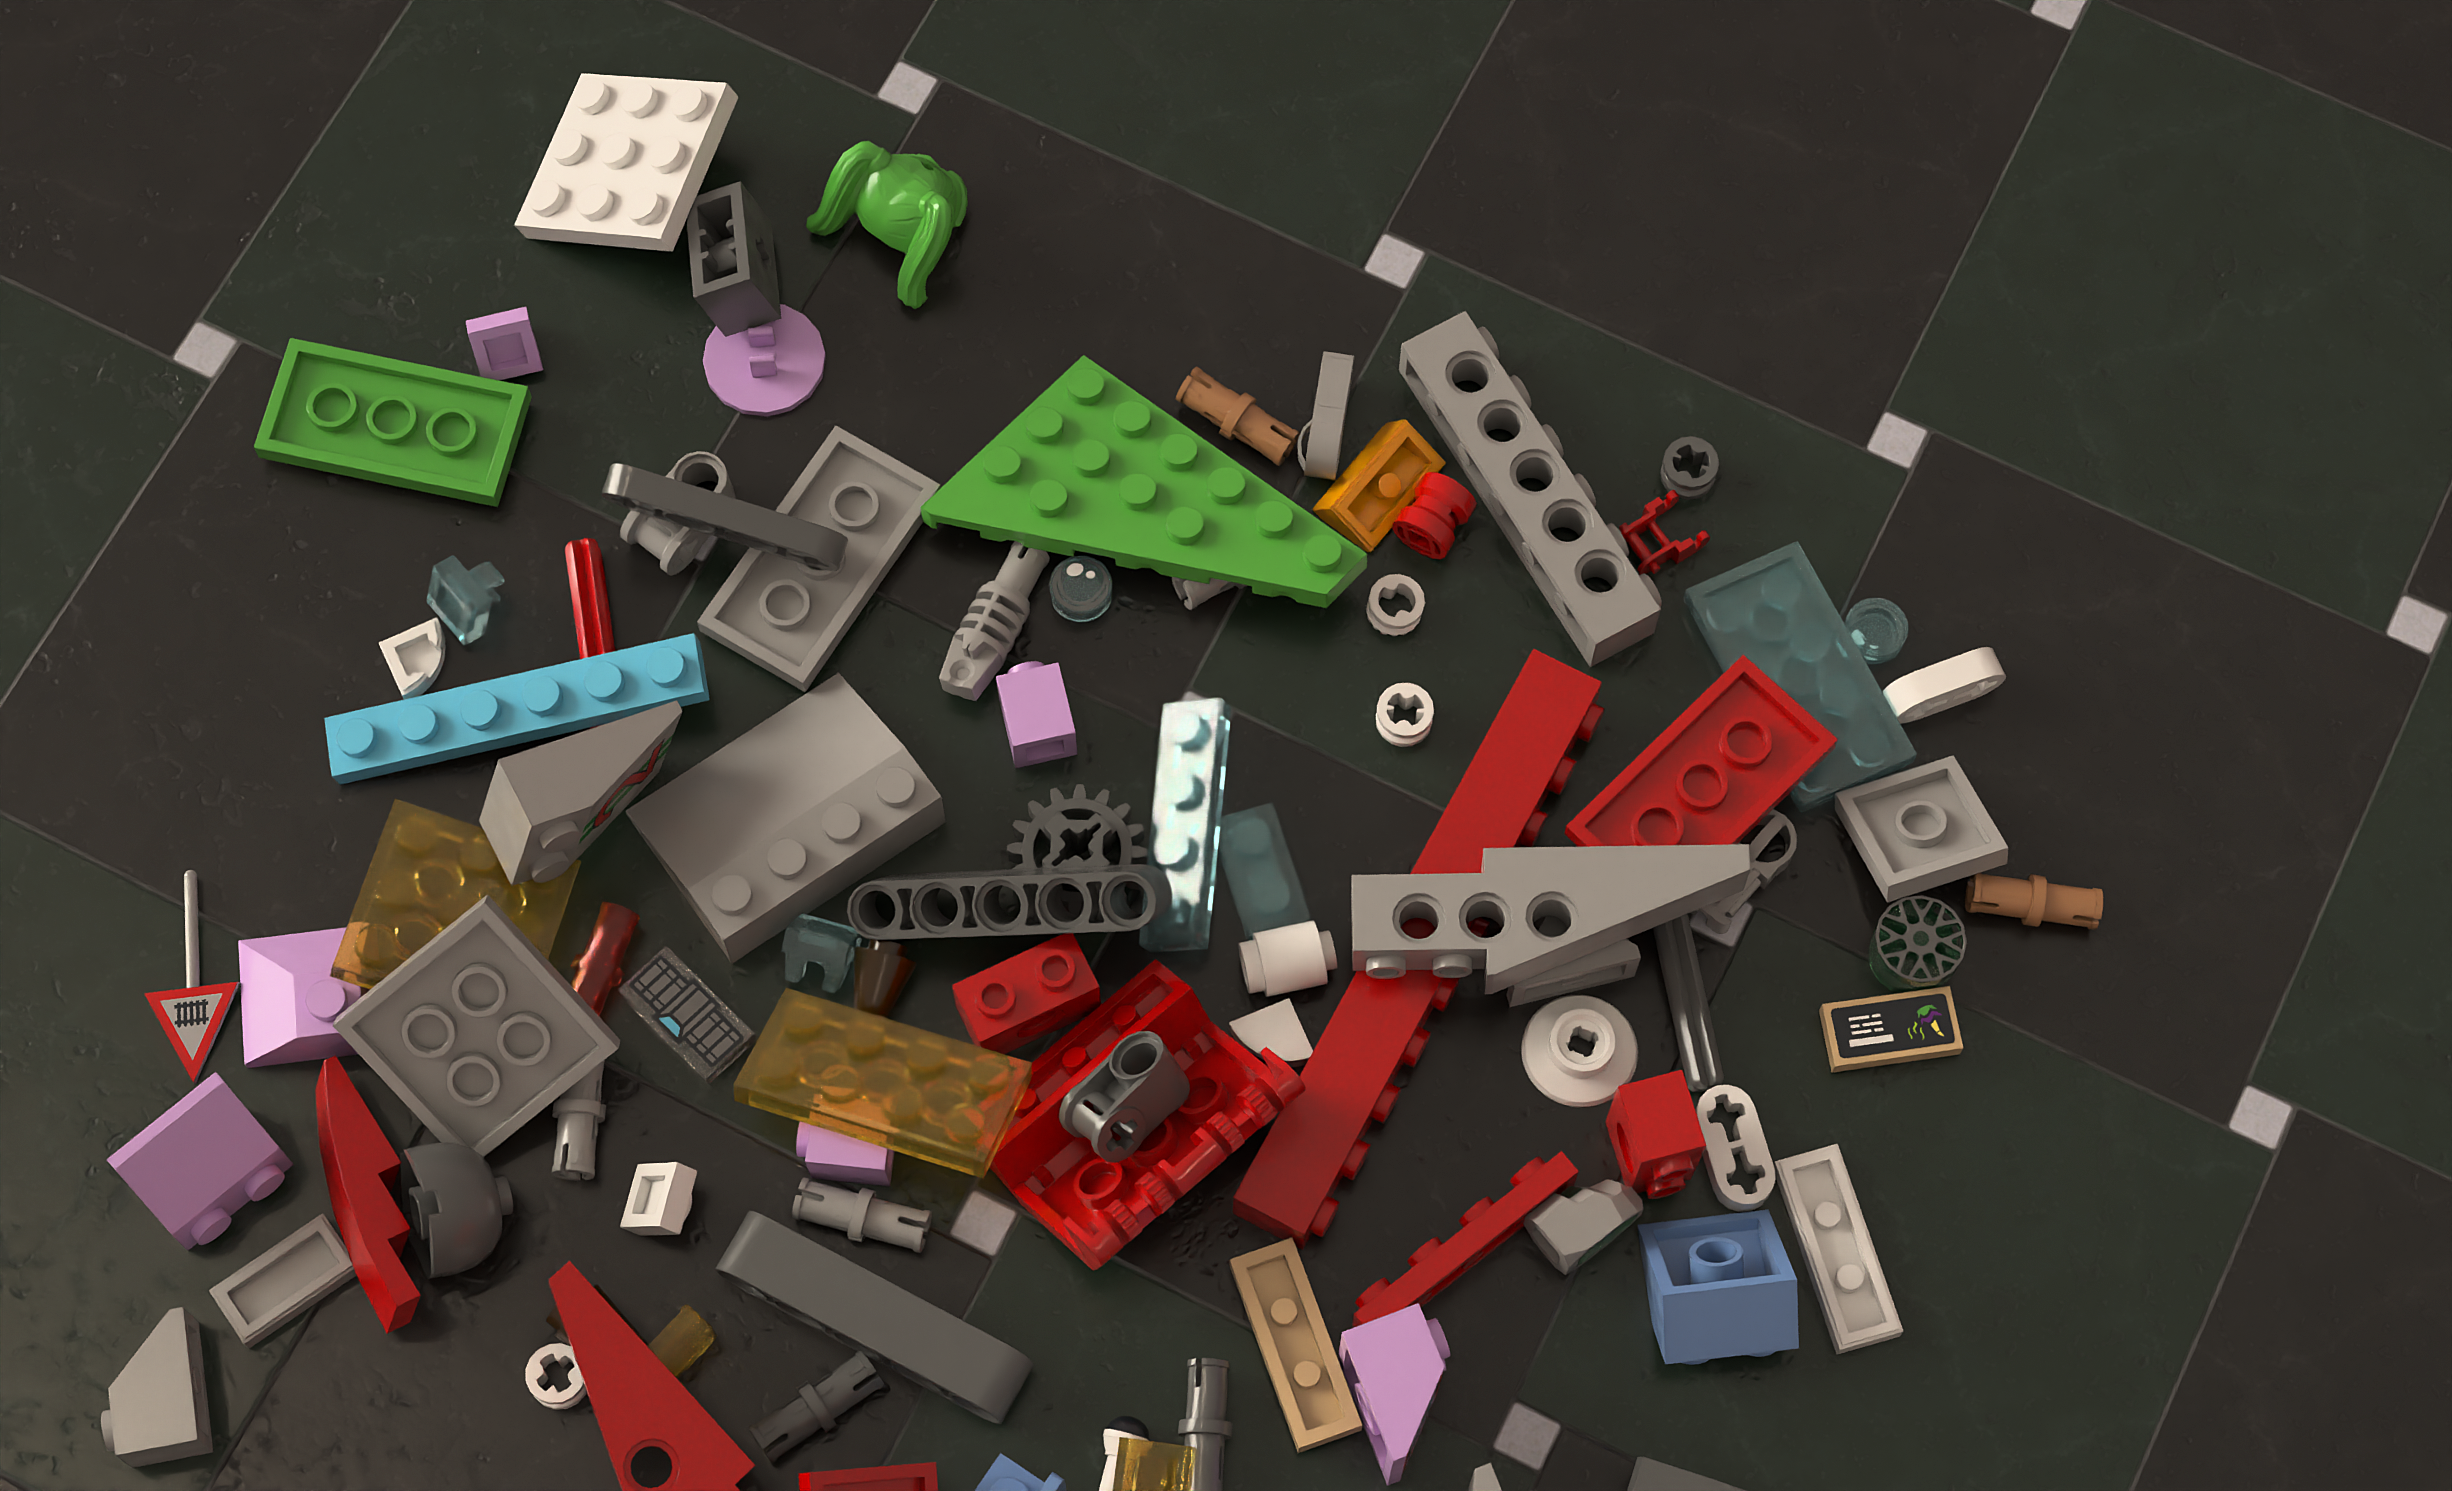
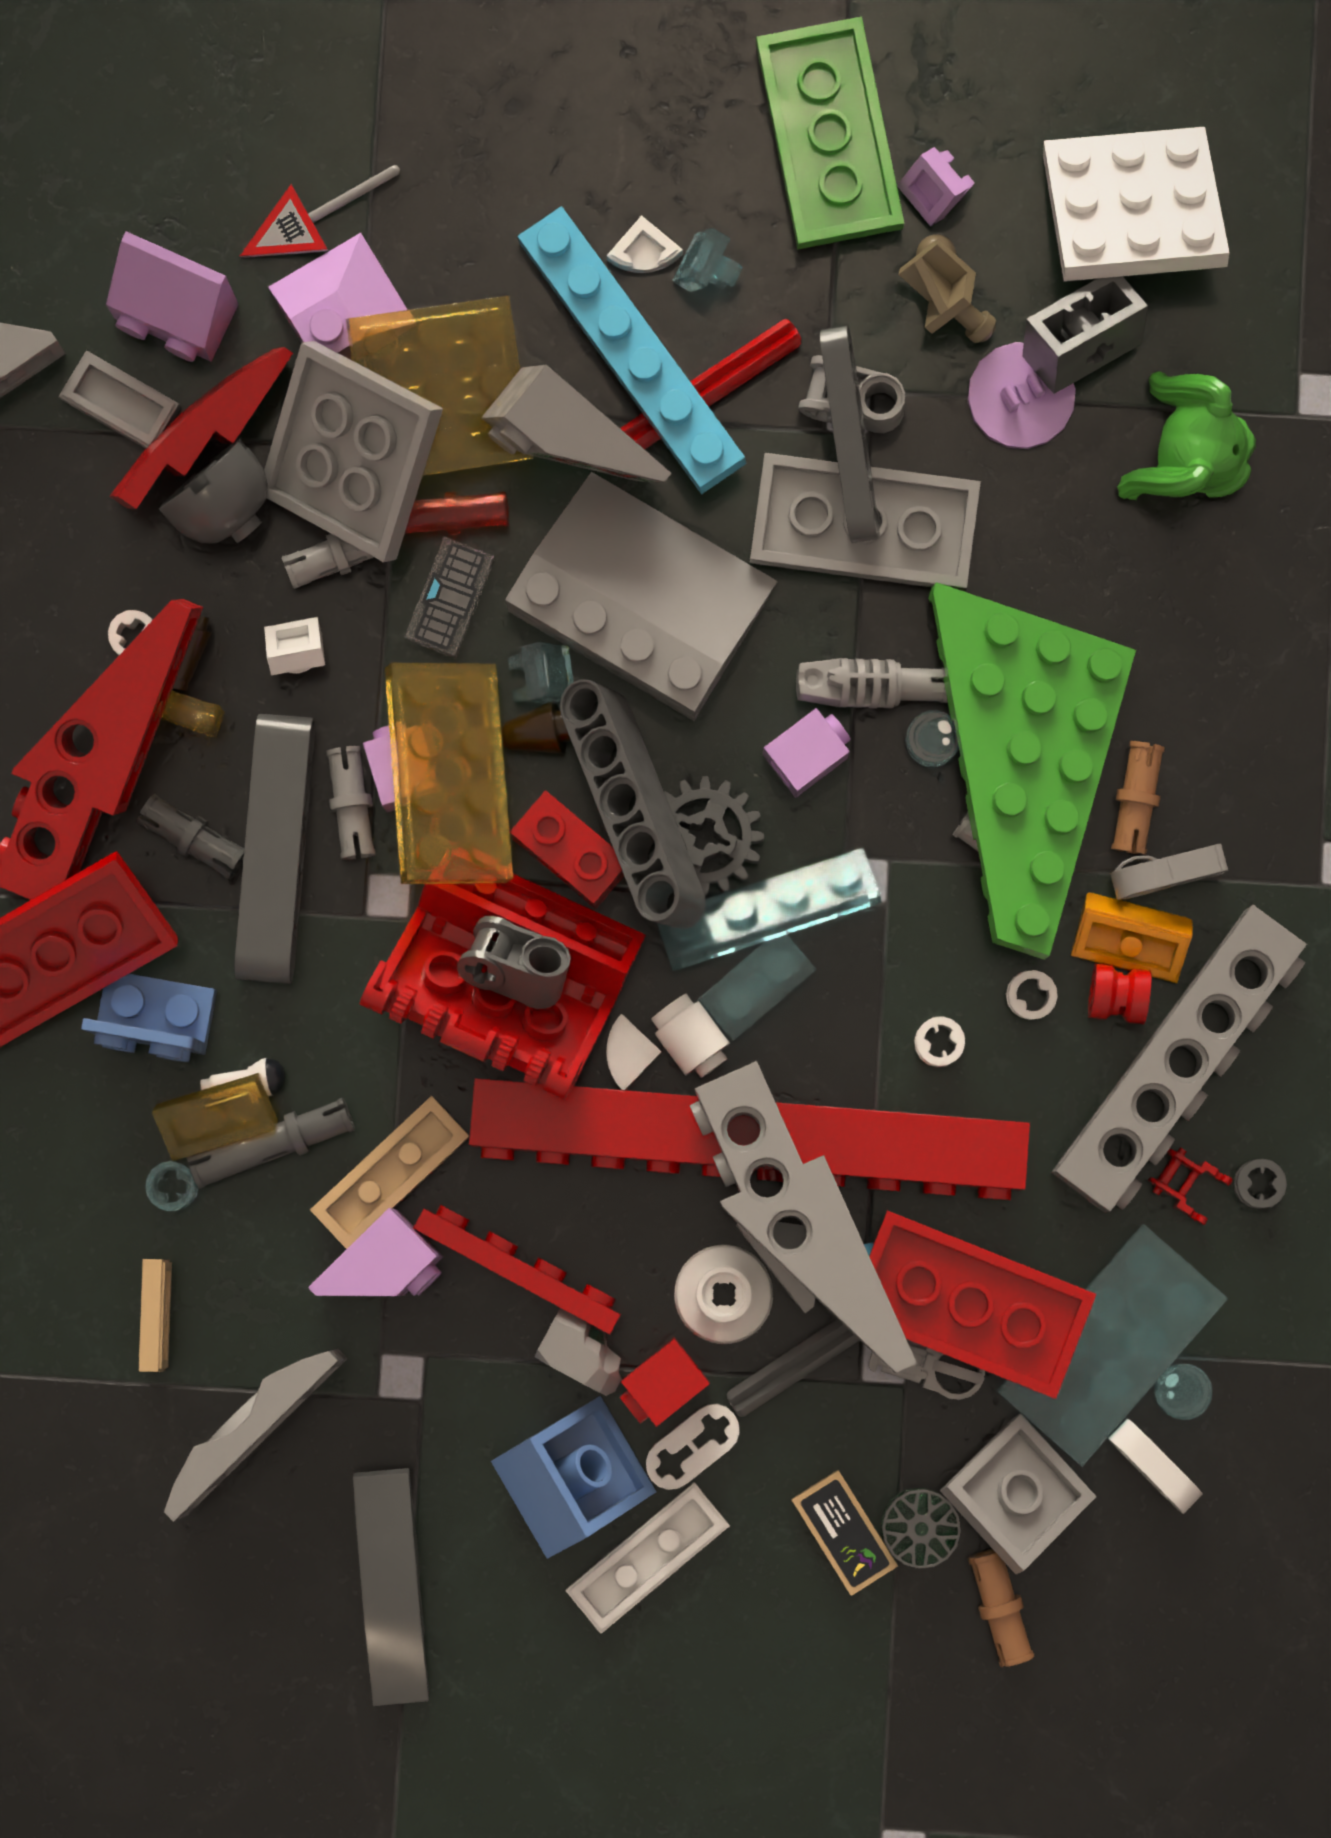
camera: 70 degrees right, 15 degrees up
(617, 375) = (947, 287): none -> dark tan piece

